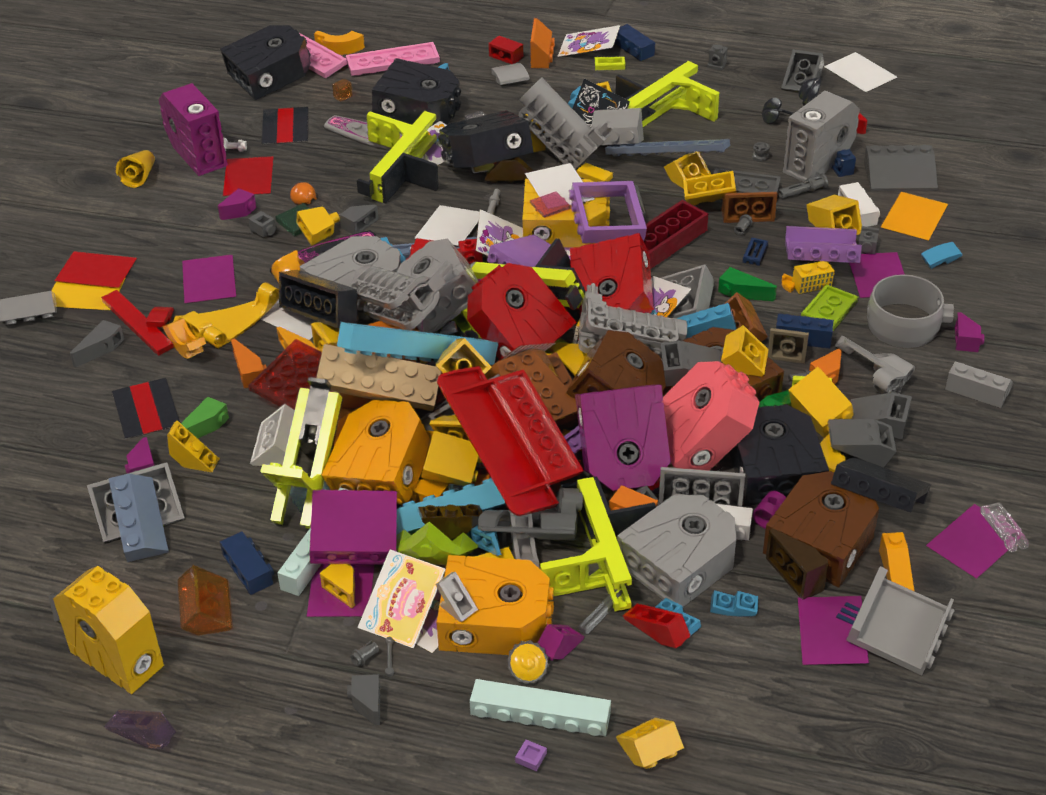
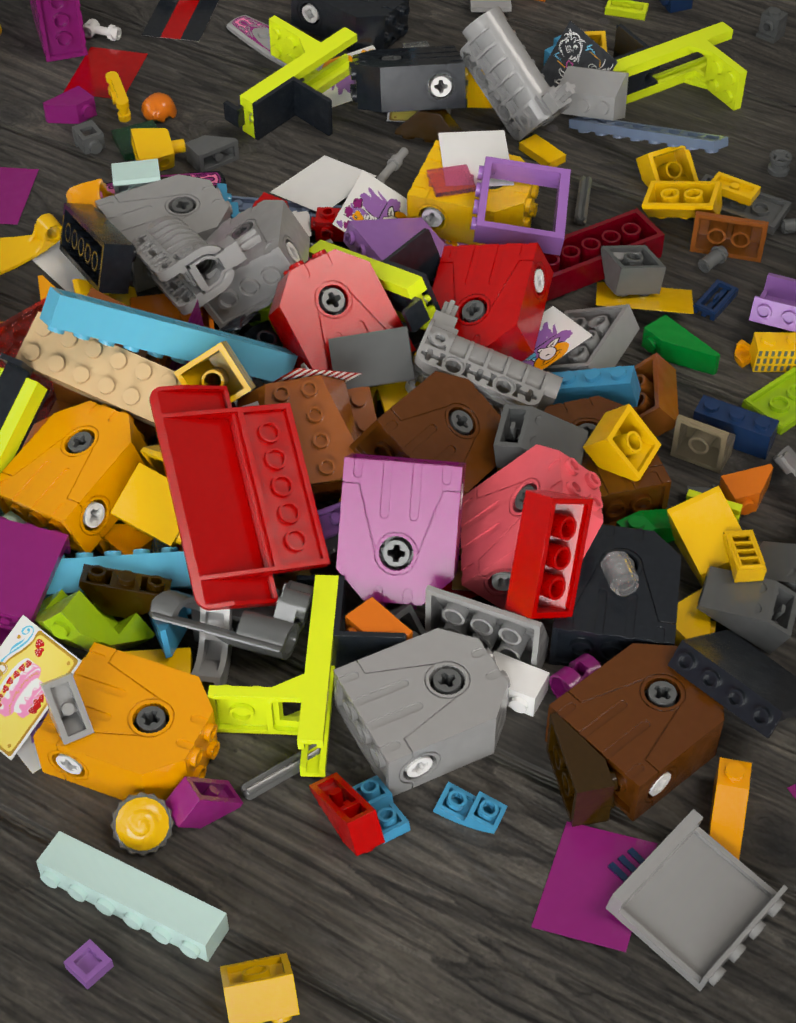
camera: 15 degrees right, 5 degrees up
(270, 190) = (118, 96): none -> yellow plate
(317, 243) = (134, 174): none -> light aqua slope
(558, 328) = (379, 355): none -> dark grey tile
(696, 241) = (632, 270): none -> dark grey slope
(710, 258) = (668, 300): none -> yellow sticker
(735, 428) = (548, 554): none -> red slope
(743, 174) = (737, 189): none -> yellow plate
(778, 433) = (620, 573): none -> clear brick
(850, 417) = (741, 572): none -> yellow slope

